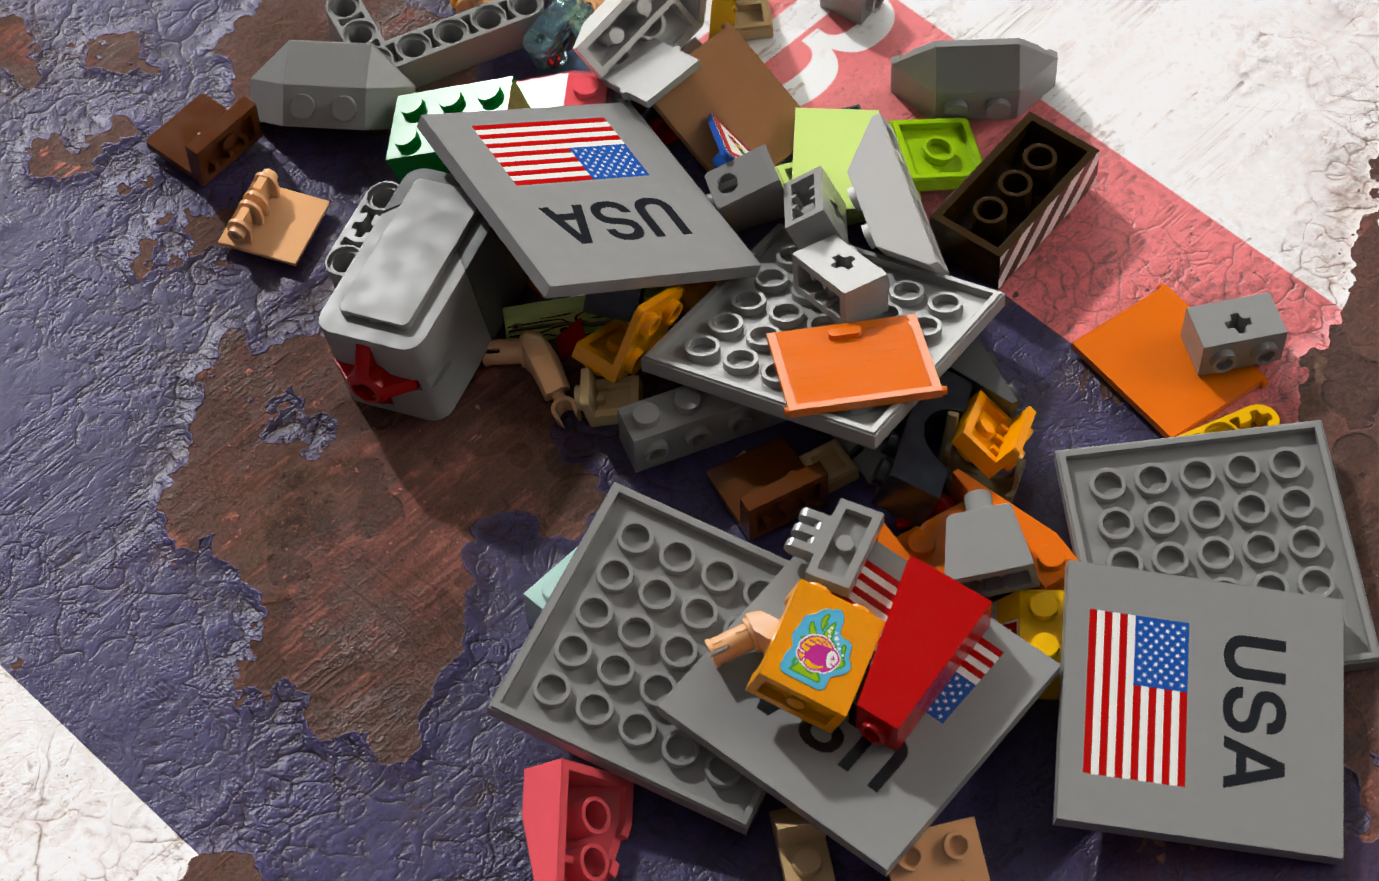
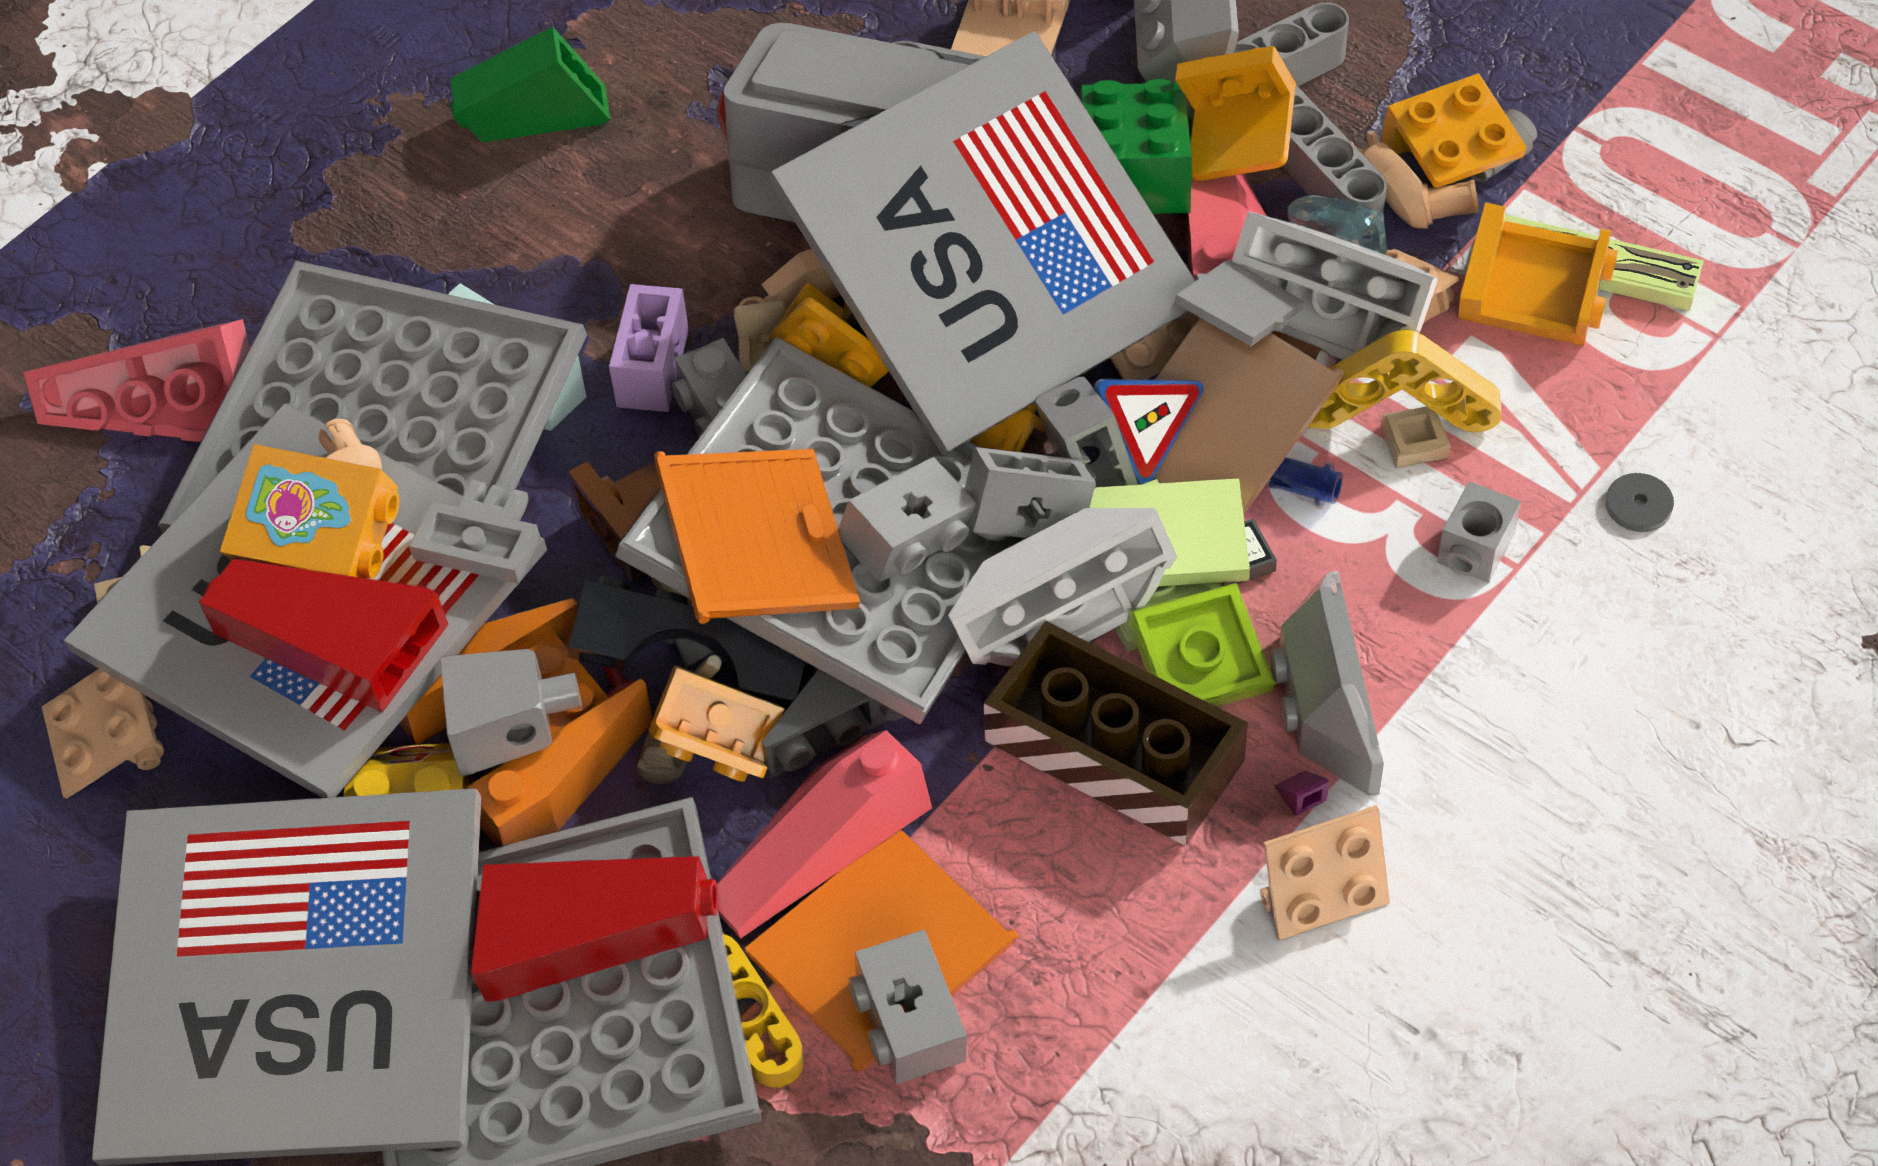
camera: 85 degrees right, 0 degrees up
(285, 559) = (529, 91): none -> green slope
(447, 54) = (1239, 112): none -> light orange bracket
(593, 462) = (645, 347): none -> lavender brick
(793, 72) = (1308, 480): none -> clear blue pin
(1056, 111) = (1303, 791): none -> magenta piece
(1069, 377) = (823, 827): none -> coral wedge
(1136, 102) = (1326, 873): none -> light nougat hinge
(1168, 508) = (583, 917): none -> red slope

